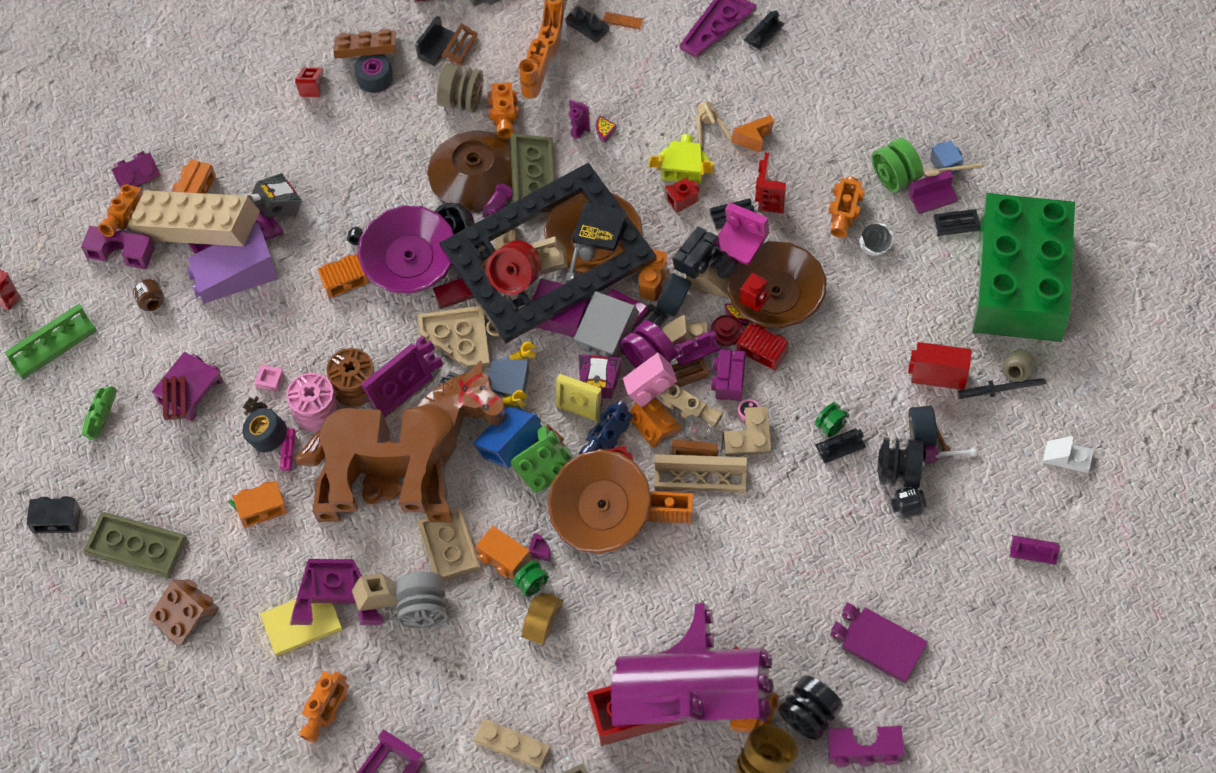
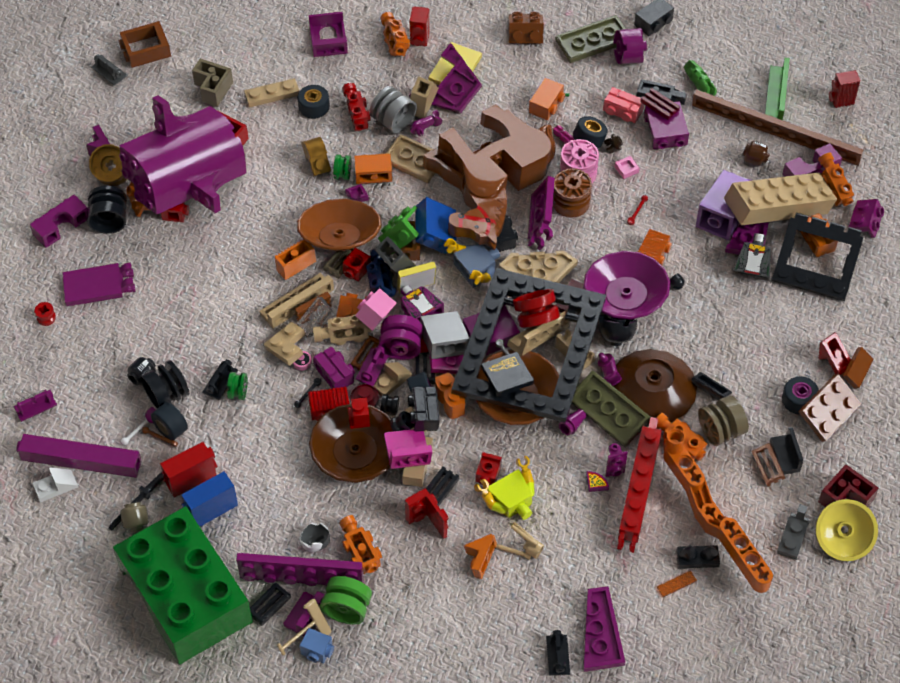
camera: 135 degrees right, 5 degrees down
(99, 315) = (774, 126): none -> dark orange plate
(122, 491) = (629, 46): none -> magenta brick
(151, 428) = (667, 90): none -> black hinge
(195, 171) = (810, 280): none -> black hinge
(199, 438) = (623, 105): none -> coral brick
(292, 685) = (419, 26): none -> red brick
(303, 61) = (858, 368): none -> dark orange tile
(325, 325) = (631, 220): none -> red hinge
(398, 571) = (420, 125): none -> magenta piece
(431, 130) = (710, 386): none -> black tile
(449, 640) = (356, 107): none -> red brick
(484, 698) = (313, 101): none -> black wheel
(582, 422) = (388, 247): none -> dark grey torso
(585, 88) = (639, 485): none -> red hinge
(710, 307) = (389, 404): none -> black wheel
(752, 382) = (317, 382): none -> black hinge
(914, 214) = (295, 569): none -> magenta plate
(944, 325) = (210, 498): none -> blue brick
(955, 648) = (48, 317): none -> red wheel
(1029, 463) = (79, 455): none -> magenta brick

